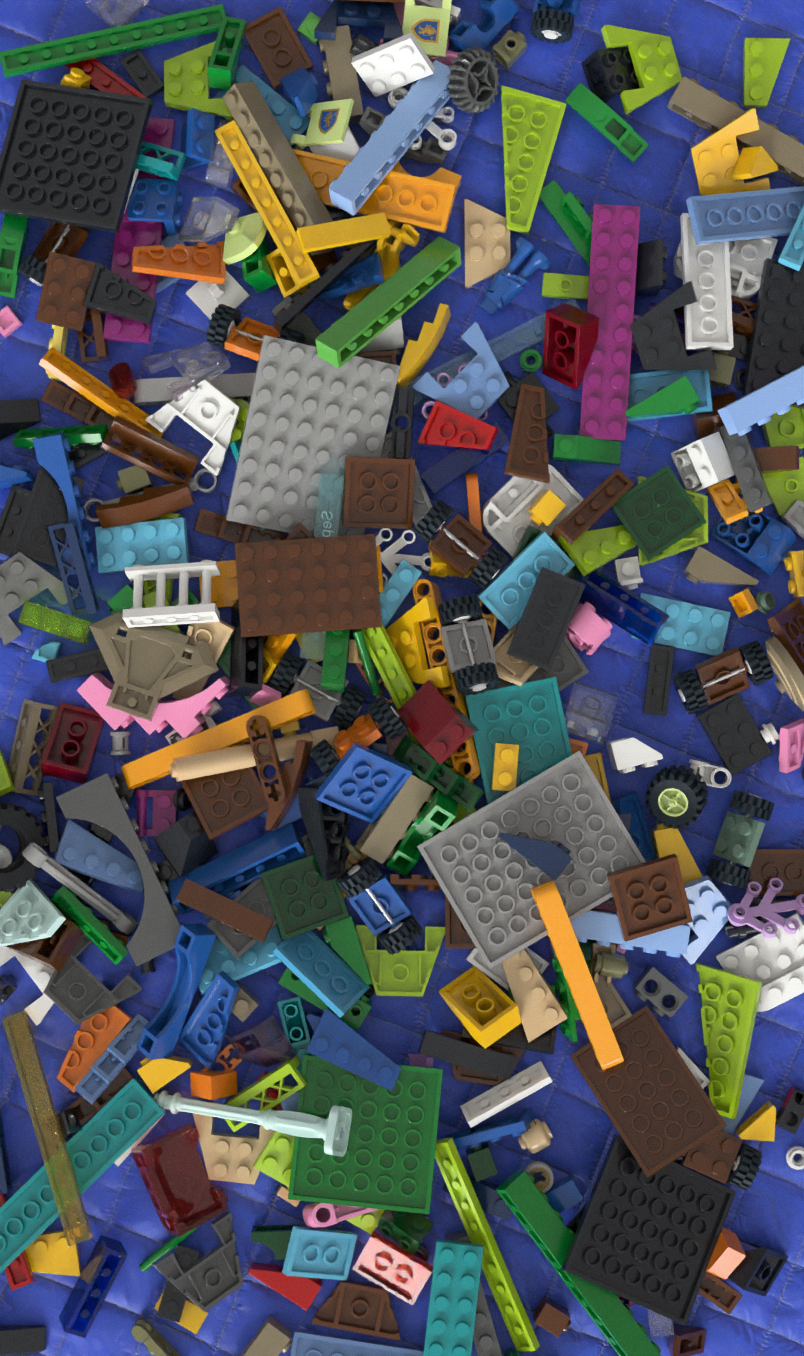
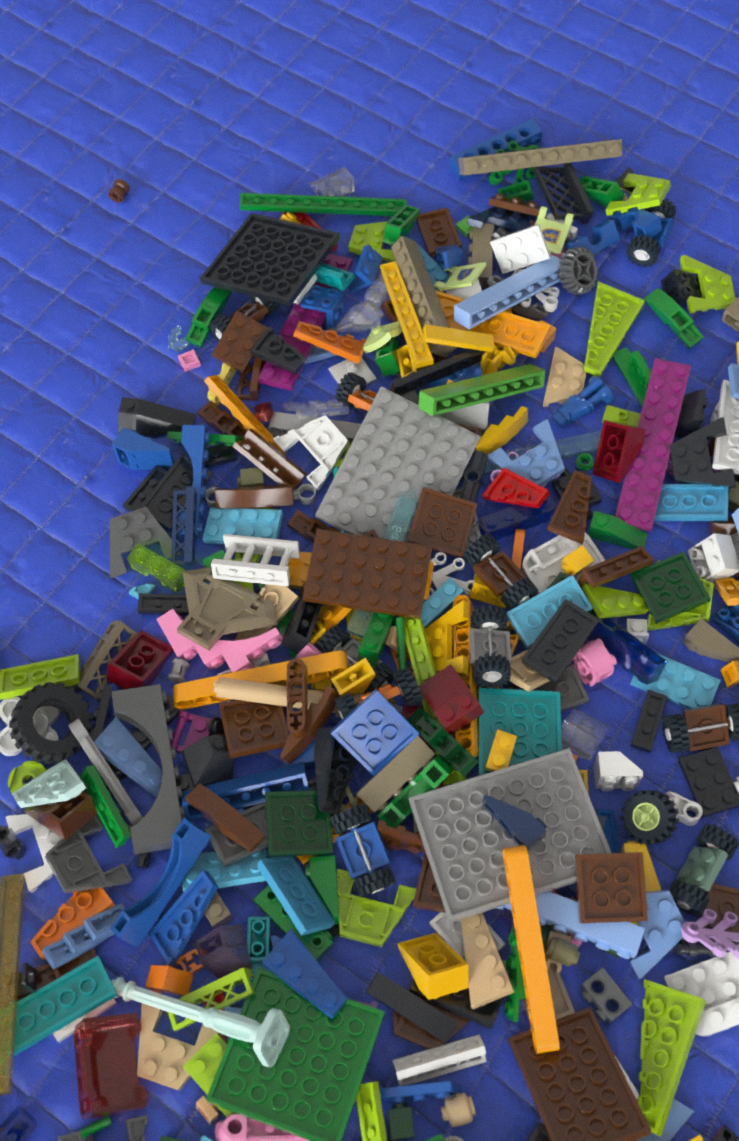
camera: 15 degrees right, 25 degrees down
(142, 74) = (336, 224): black plate -> none
(161, 1071) = (125, 958): yellow slope -> none
(323, 720) = (354, 679): none -> yellow slope
(508, 56) = (608, 262): olive brick -> none
(671, 400) = (693, 503): green slope -> none

